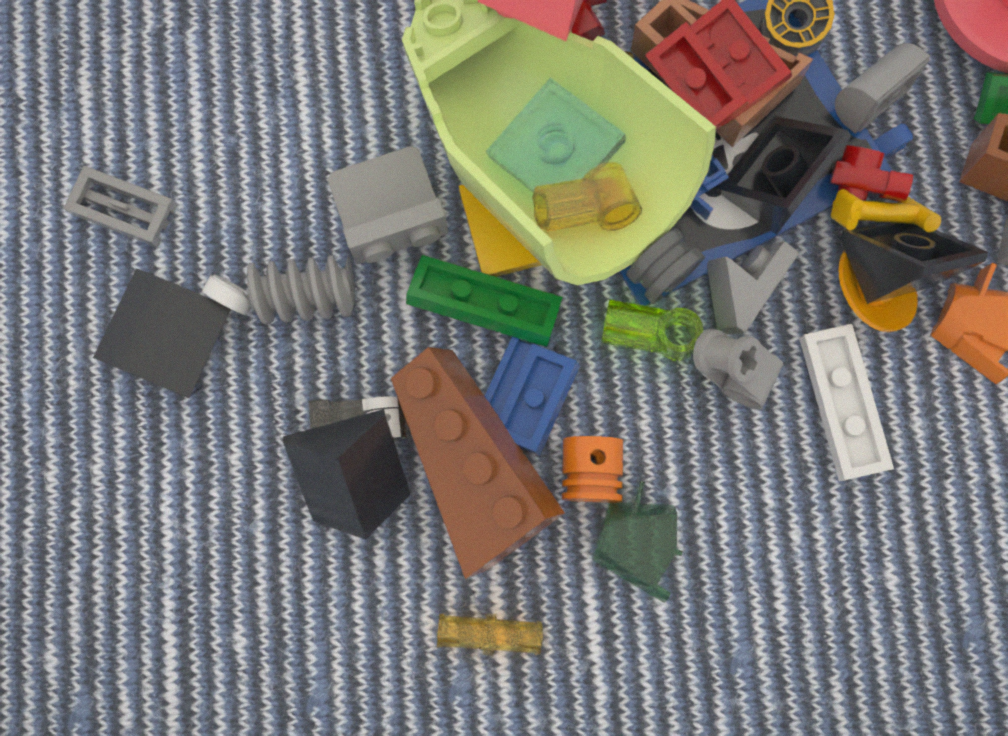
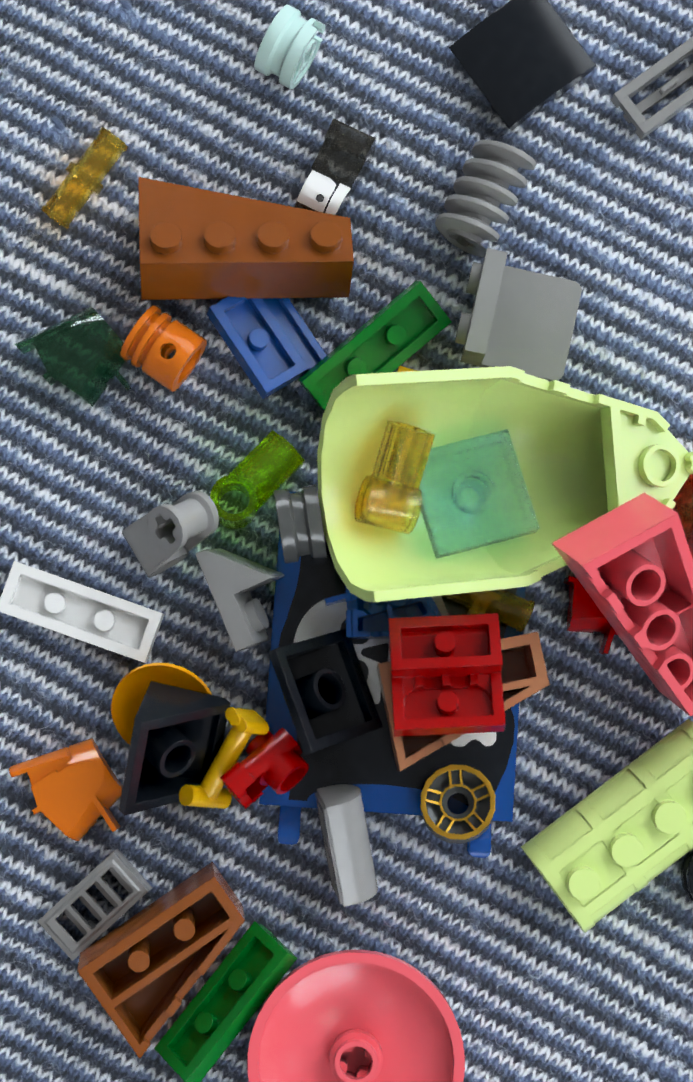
camera: 120 degrees right, 5 degrees up
(227, 294) = (522, 129): white tile -> none
(269, 526) = (289, 46): none -> light aqua wheel
(349, 472) = (290, 139): black slope -> none

